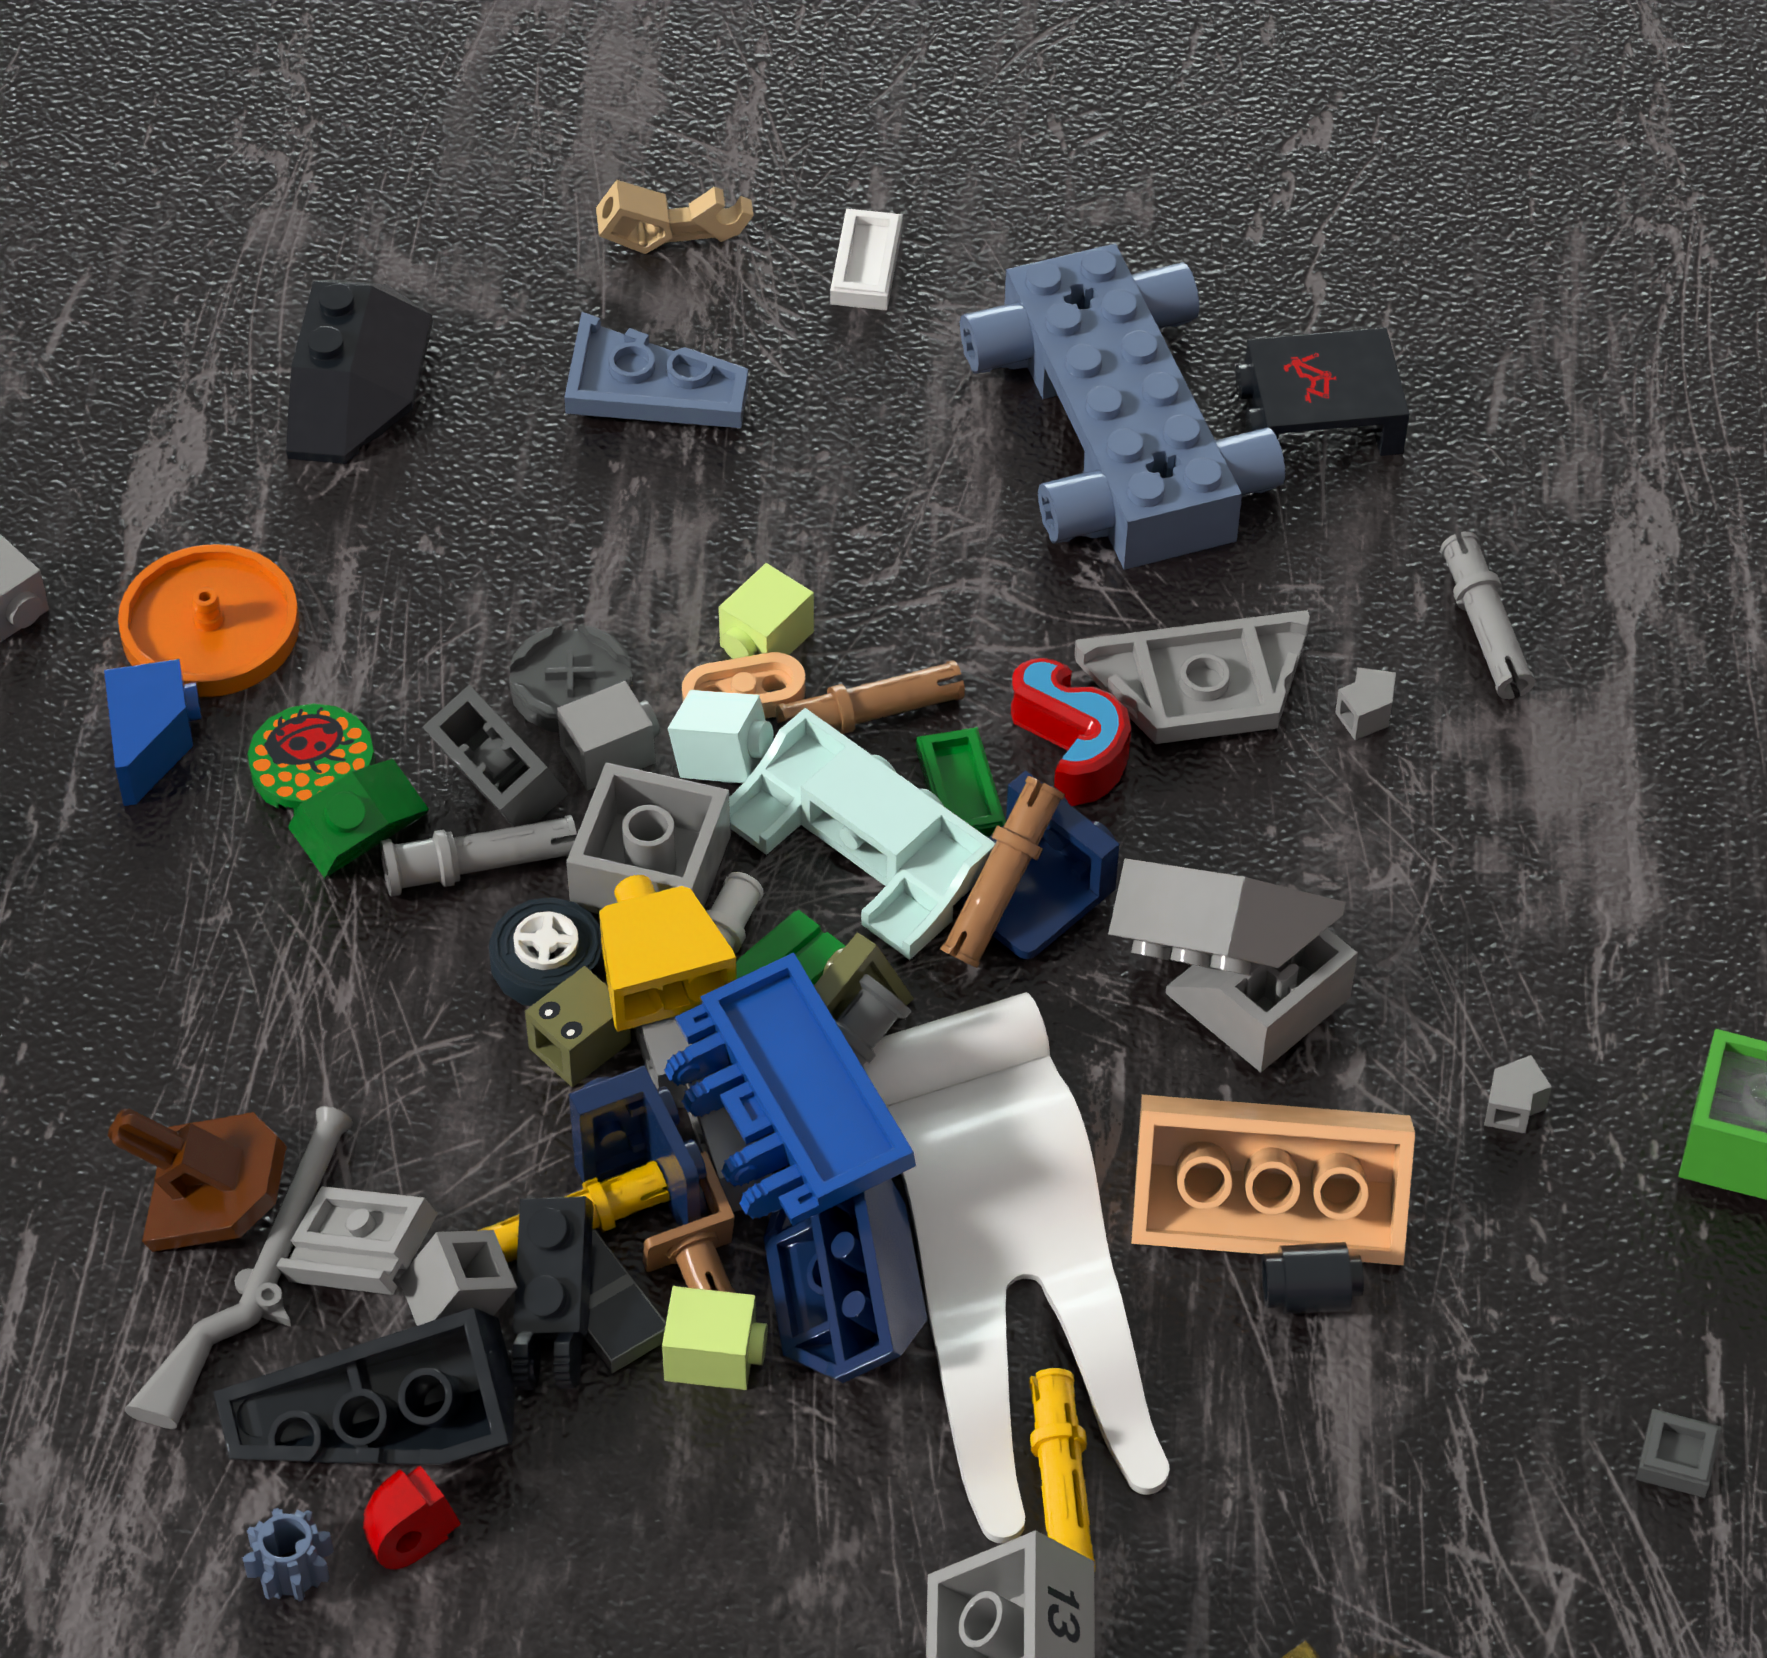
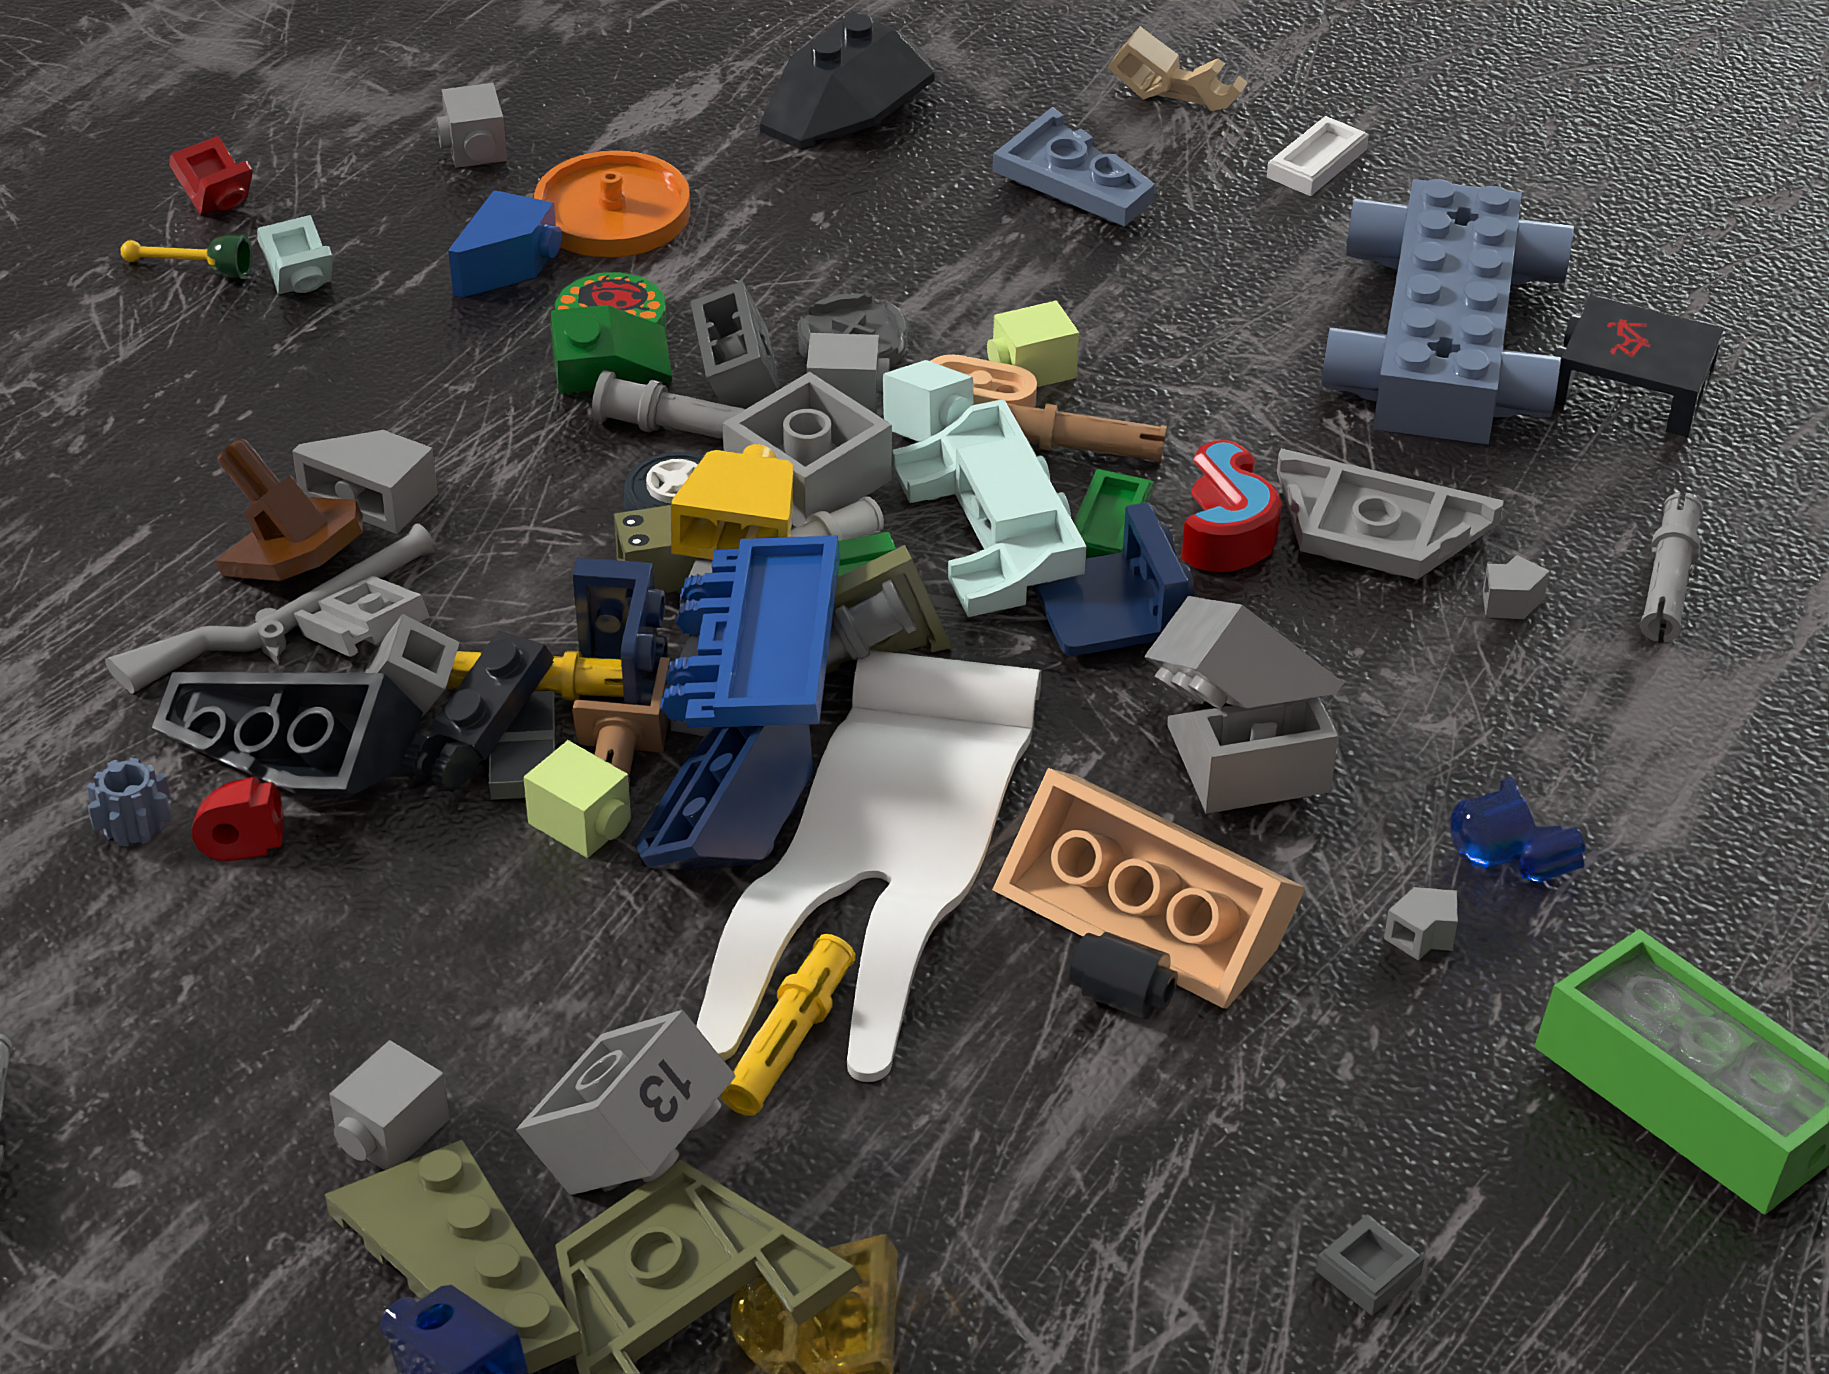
camera: 30 degrees right, 10 degrees down
(228, 1072) = (378, 469): none -> light grey slope
(1003, 871) = (1077, 569): medium nougat pin -> none
(1526, 970) = (1502, 830): none -> clear blue piece

